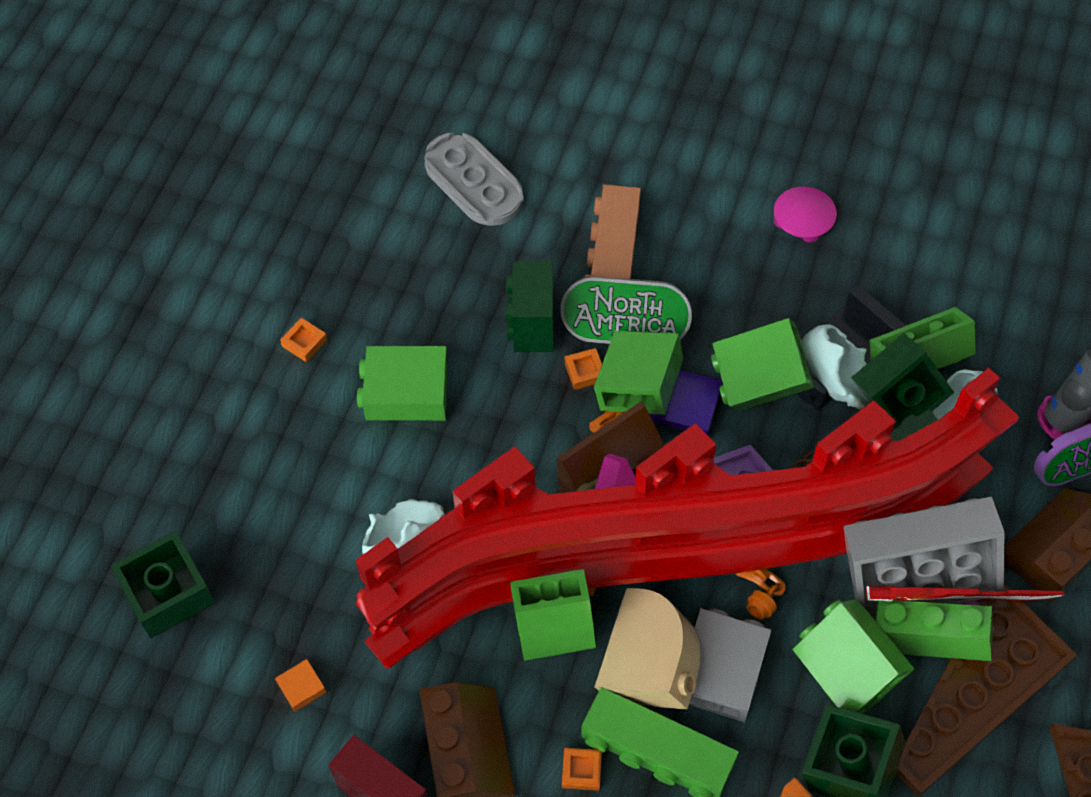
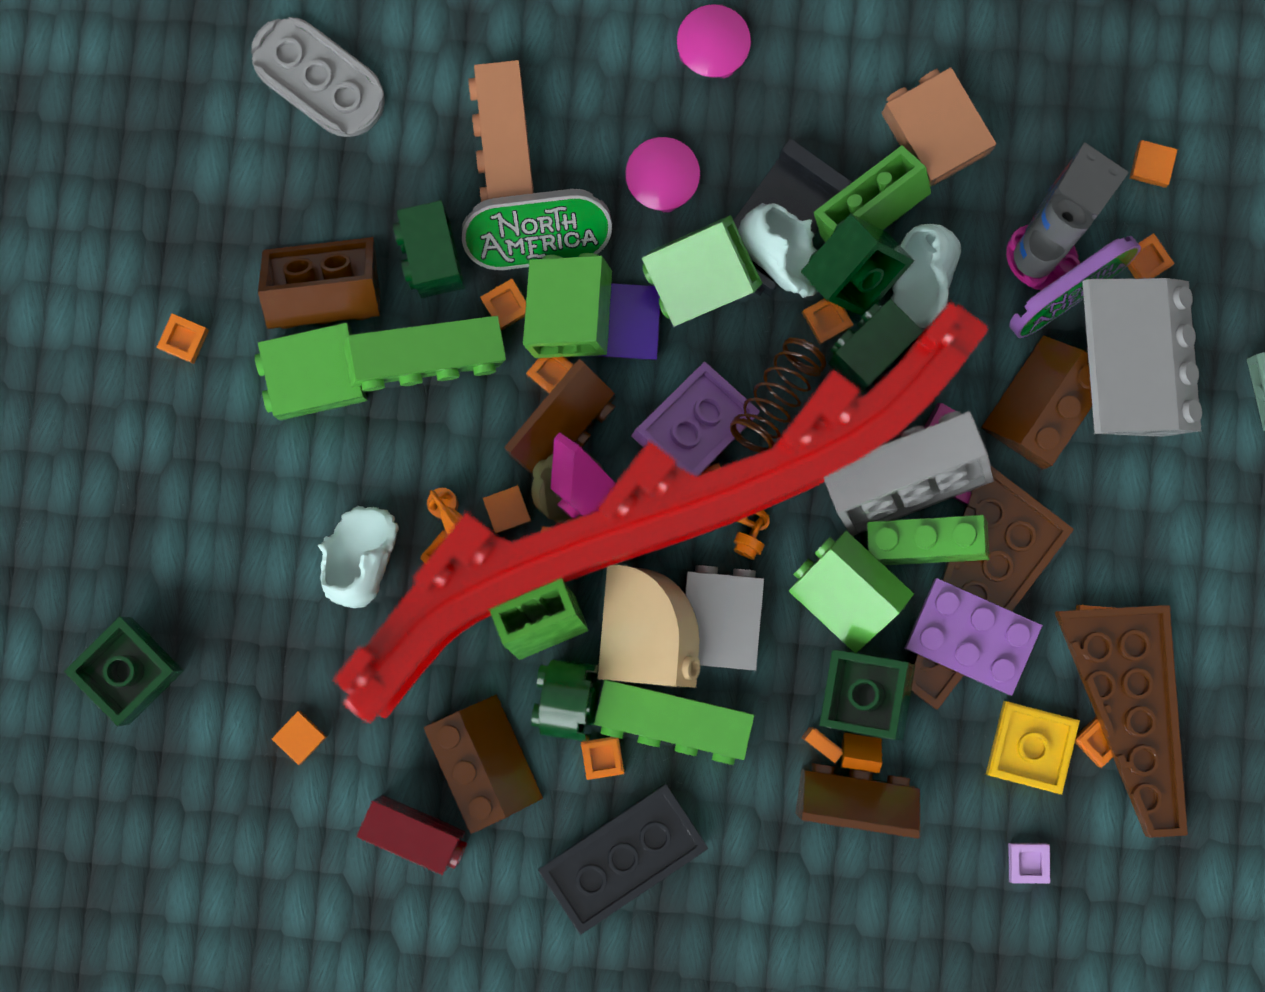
camera: 15 degrees left, 25 degrees up
(431, 320) = (319, 283): none -> reddish brown slope
(506, 381) = (424, 352): none -> bright green brick
(560, 697) = (566, 700): none -> dark green brick
(742, 298) = (662, 173): none -> dark pink dish
(890, 593) = (878, 521): red sword -> none
(967, 729) = (973, 636): none -> medium lavender plate
(994, 302) = (938, 125): none -> nougat brick

